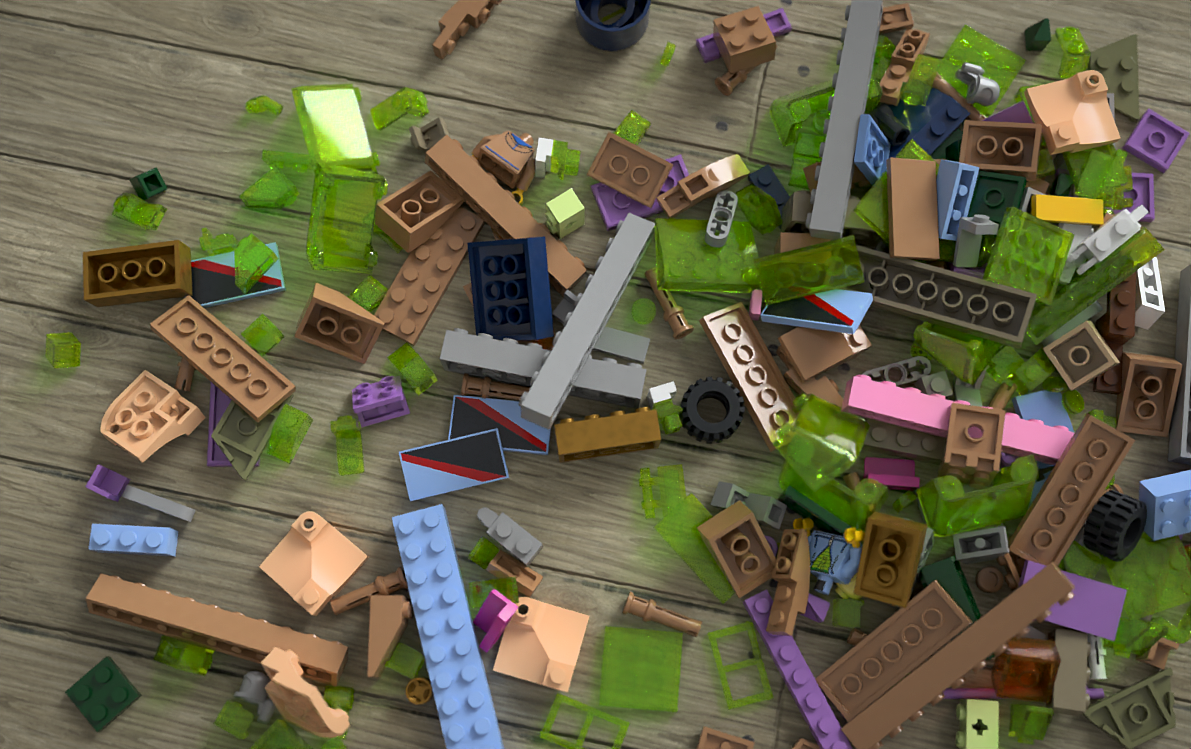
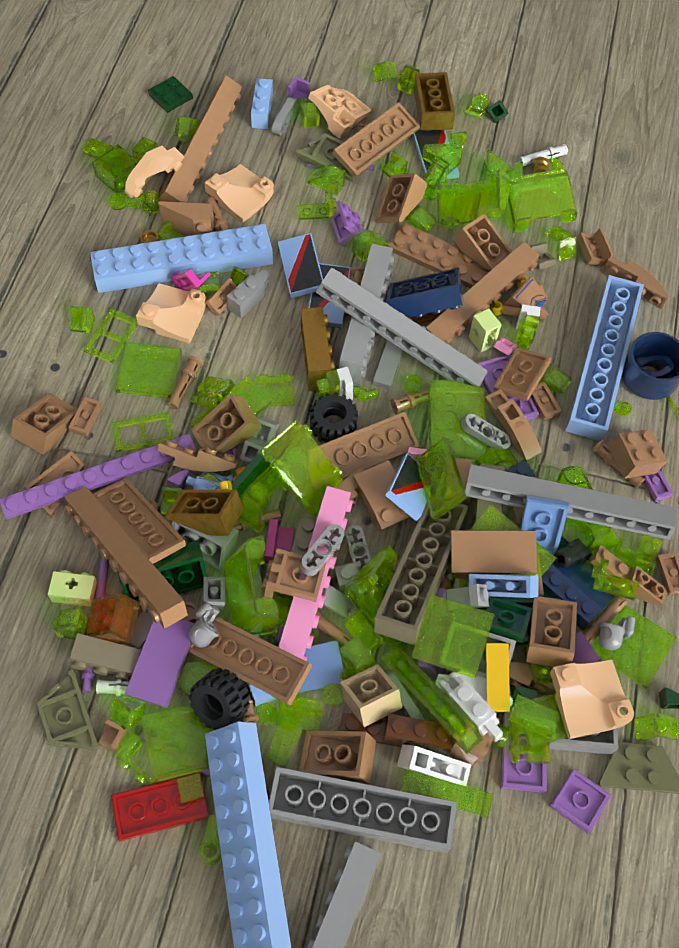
camera: 90 degrees right, 15 degrees down
(82, 313) = (407, 78): none -> clear neon green panel
(157, 466) = (309, 112): none -> clear neon green slope
(235, 115) = (549, 153): none -> white pin
(266, 128) = (540, 164): none -> pearl gold wheel
(298, 275) = (436, 173): none -> clear neon green slope
(411, 64) = (595, 247): none -> medium nougat bracket
(582, 188) = (505, 346): none -> bright pink tile
(594, 65) = (605, 359): none -> light blue brick
(665, 144) = (545, 402): none -> medium nougat plate
(665, 371) = (364, 395): none -> clear neon green arm
(673, 569) = (211, 390): none -> clear neon green plate
(928, 390) = (324, 541): none -> light grey beam
(1040, 547) = (204, 630): none -> light grey piece
(1143, 457) = (285, 740): none -> clear neon green slope
(1170, 271) = (467, 798): none -> clear neon green tile

